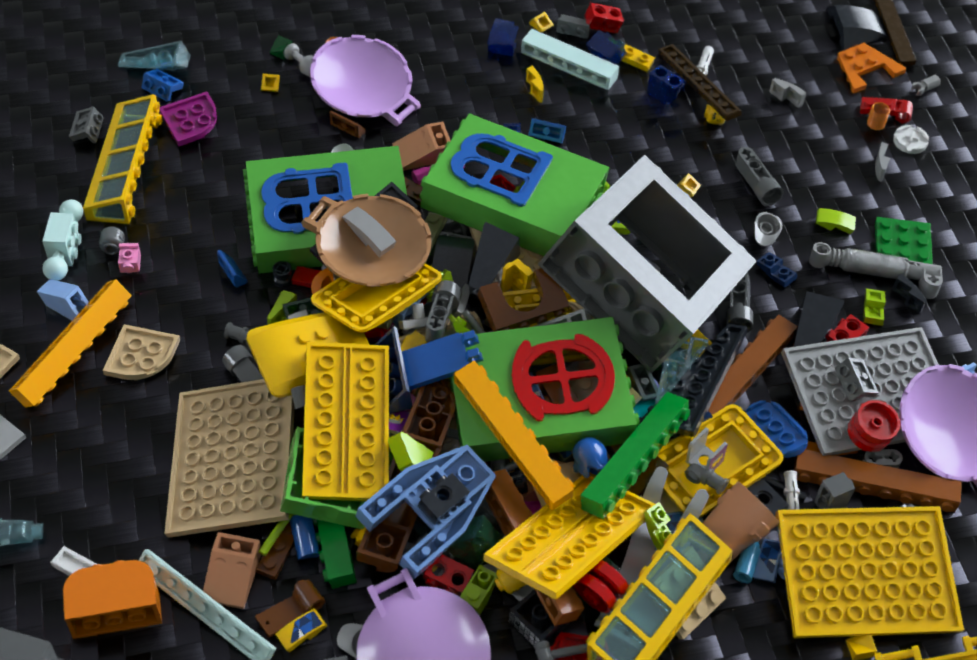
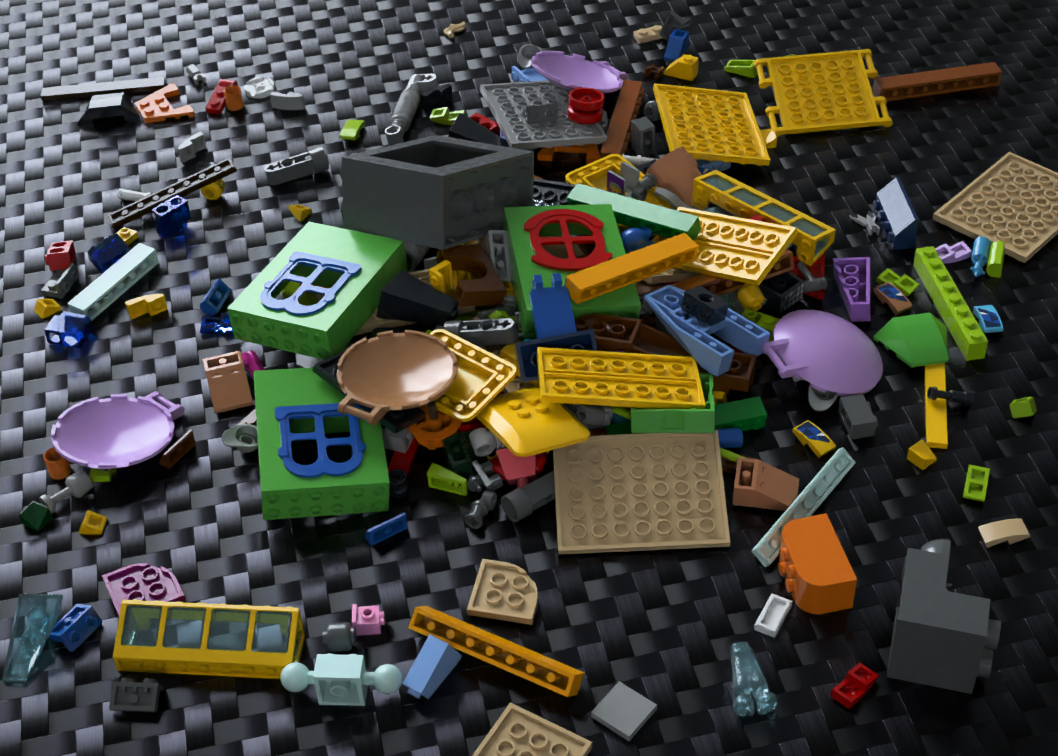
camera: 85 degrees left, 10 degrees down
(304, 598) = (784, 439): reddish brown door -> none
(369, 231) = (384, 373): light grey slope -> none
(407, 450) = (652, 338): lime slope -> none
(656, 524) = (693, 204): lime slope -> none
(779, 427) = (577, 159): blue tile -> none
(904, 239) = (376, 98): green plate -> none

